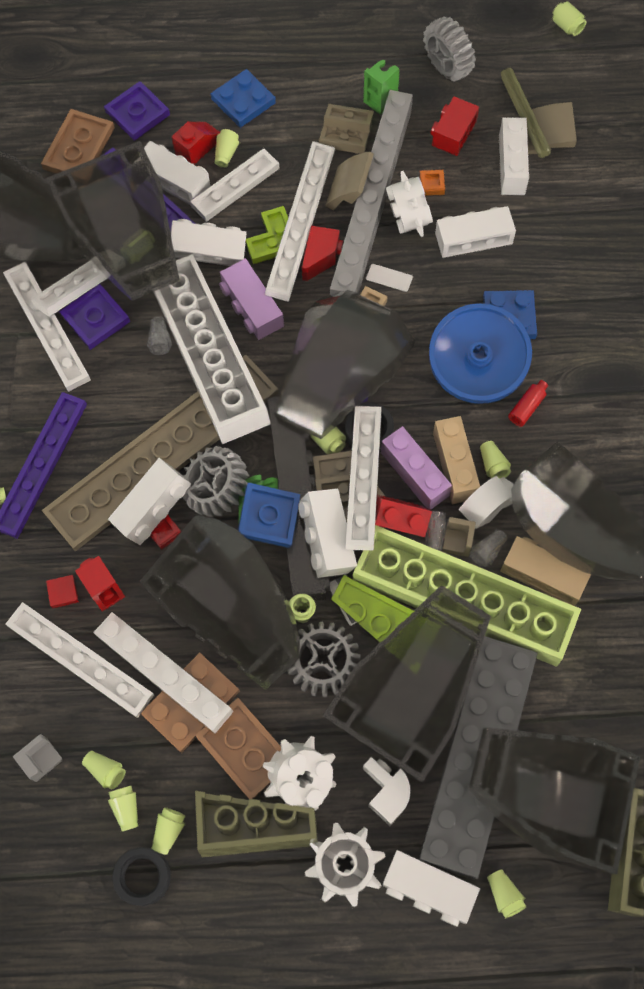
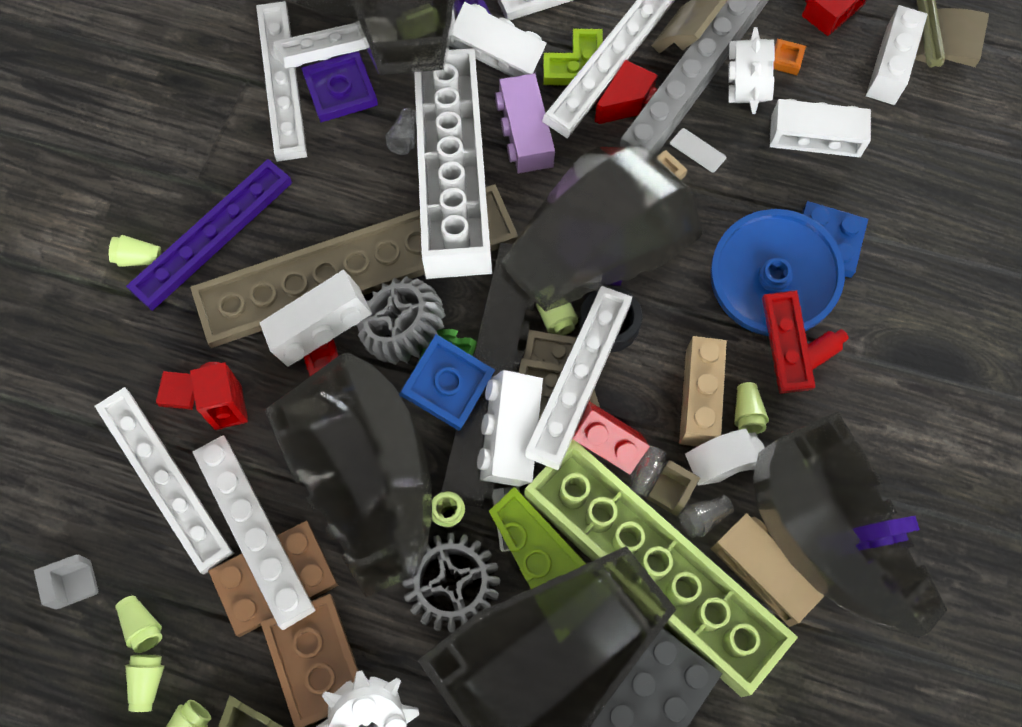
camera: 15 degrees right, 0 degrees up
(415, 468) = (649, 386): lavender brick -> none
(505, 402) = (788, 342): none -> red tile
(616, 515) = (885, 532): none -> dark purple plate

